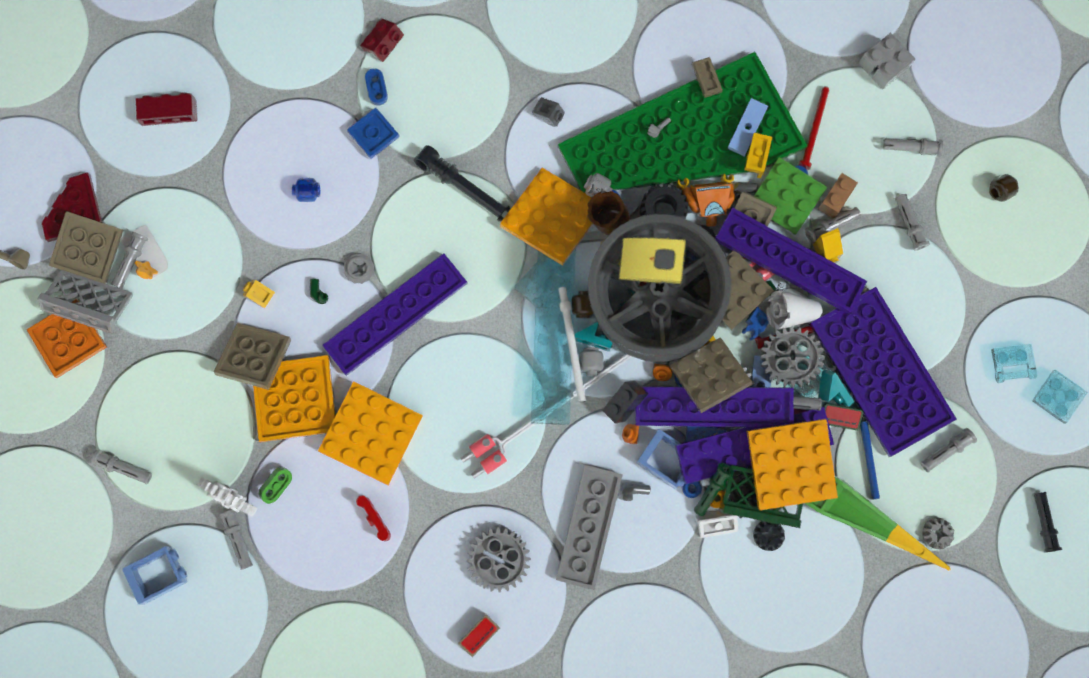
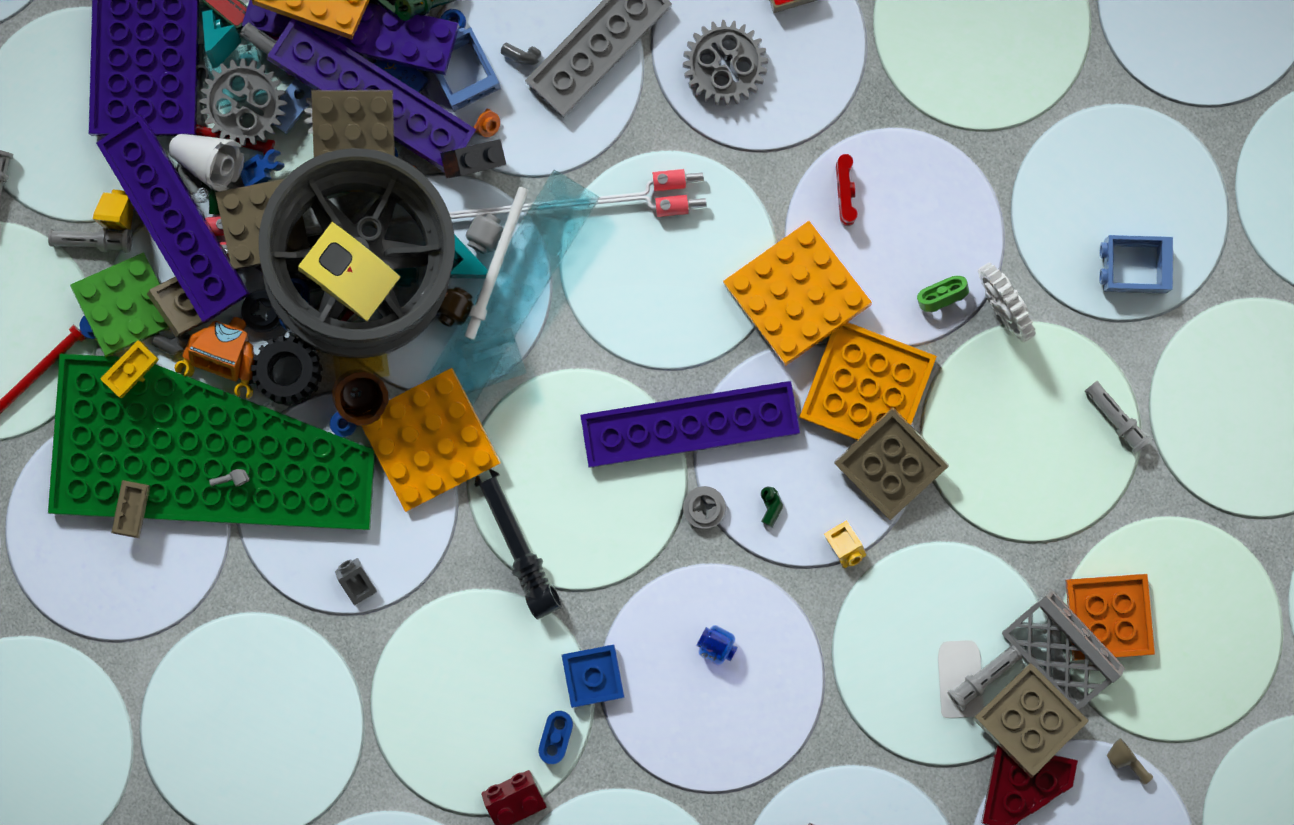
camera: 150 degrees left, 5 degrees up
(145, 270) = (971, 651): light orange plate -> none
(233, 529) = (1020, 267): light grey pin -> none
(597, 183) = (351, 440): light grey head -> none
(751, 119) = (106, 424): light blue tile -> none
(837, 195) = (62, 269): medium nougat brick -> none

